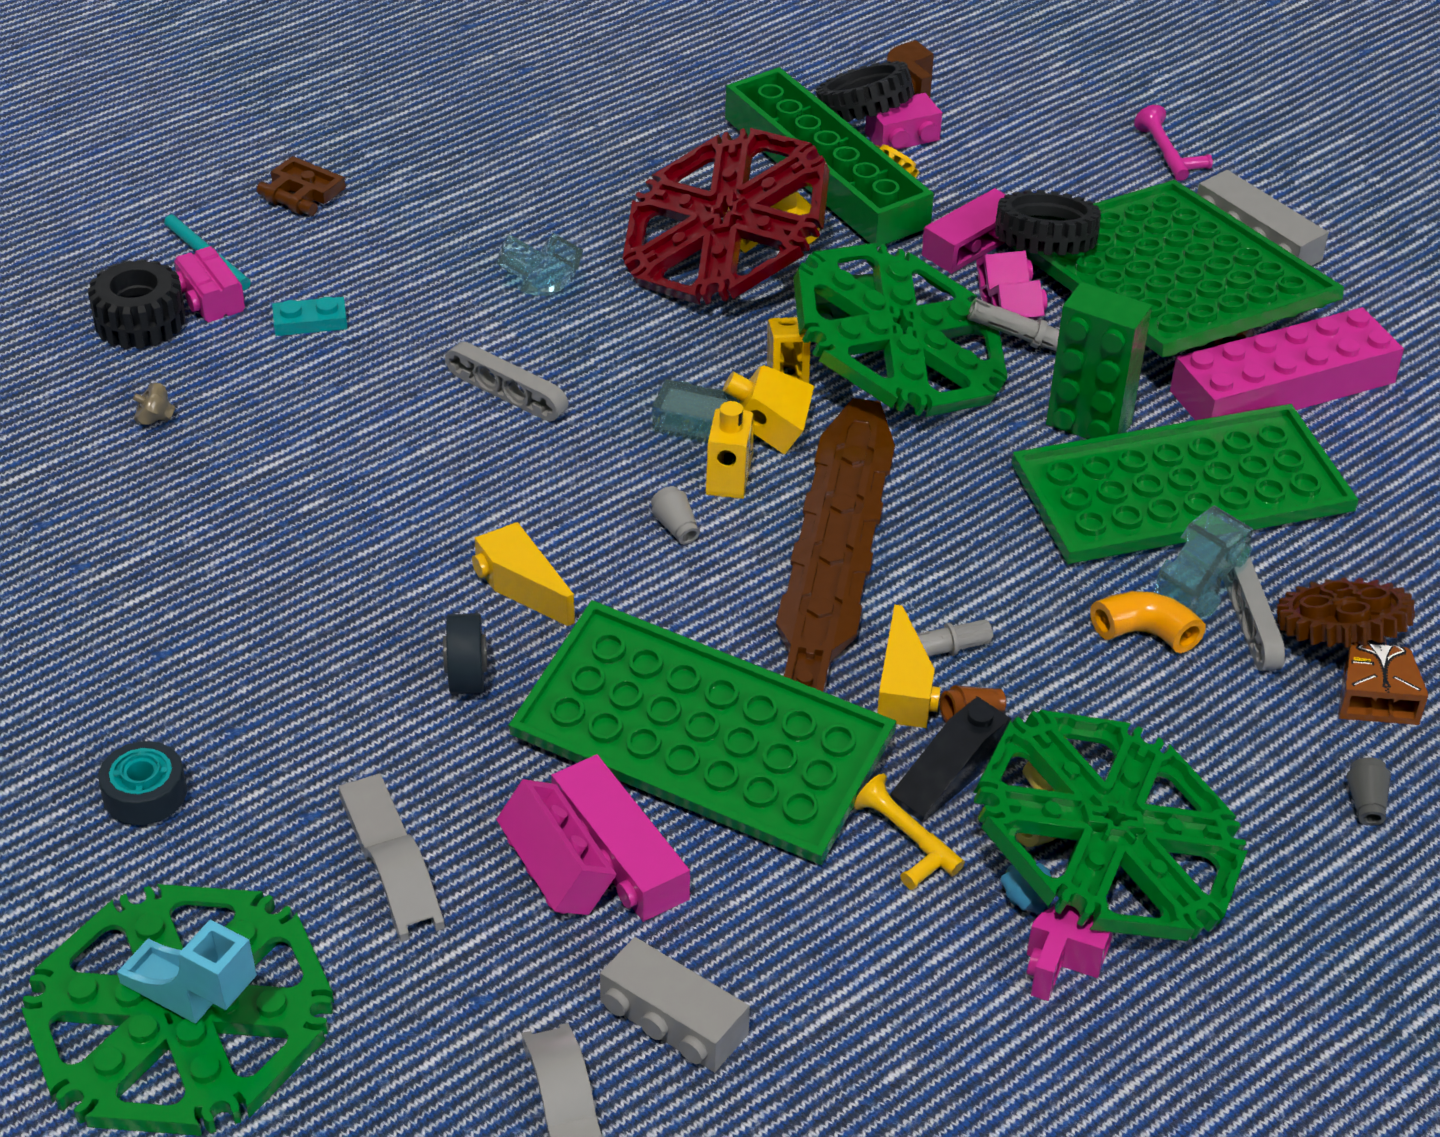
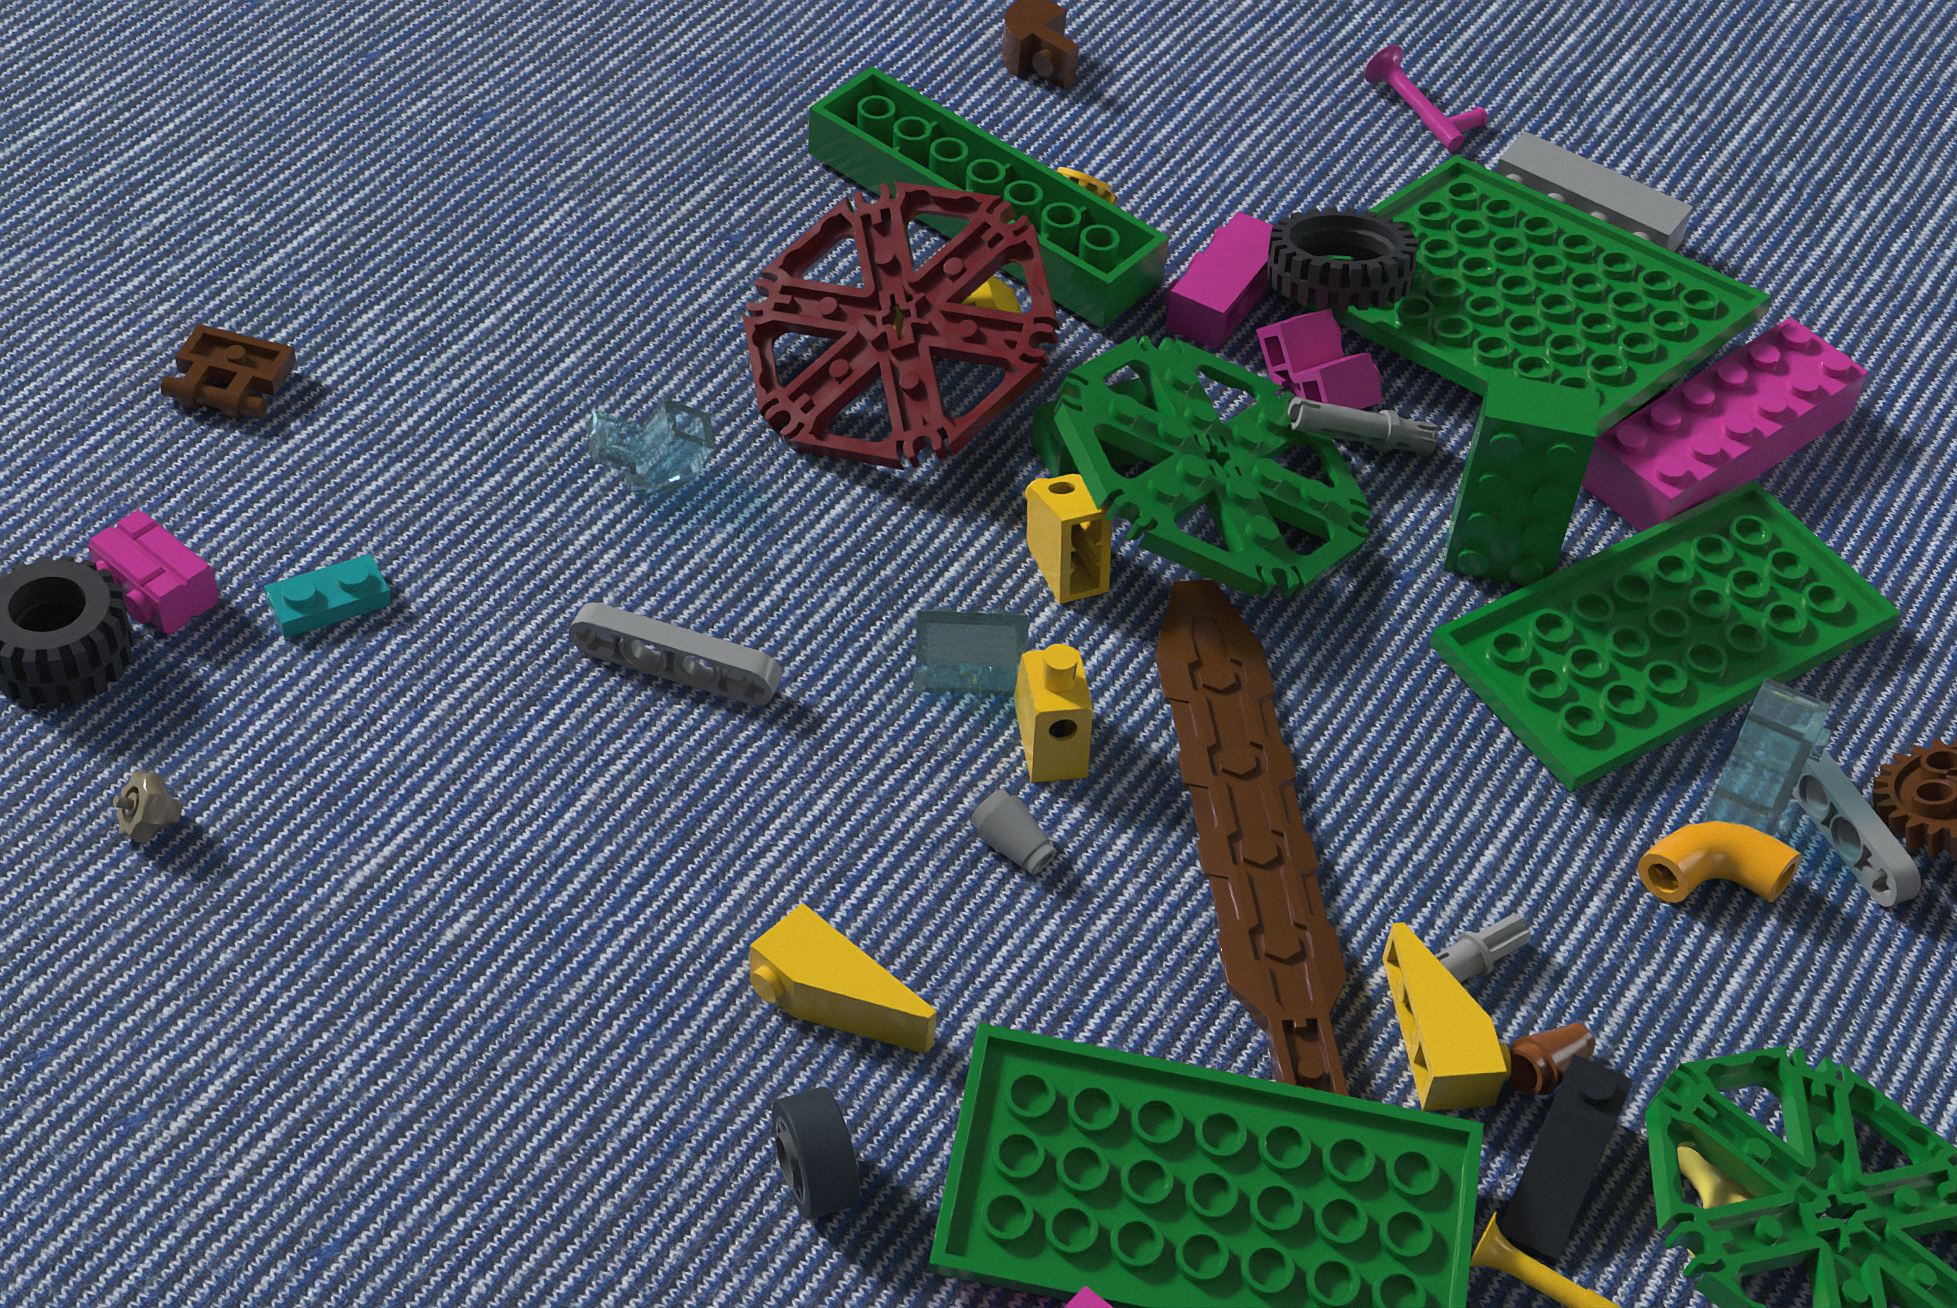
camera: 20 degrees left, 5 degrees up
(197, 243) = (103, 500): teal bar -> none
(777, 402) = (1088, 614): yellow torso -> none
(867, 90) = (1031, 75): black tyre -> none
(907, 125) = (1062, 121): dark pink brick -> none

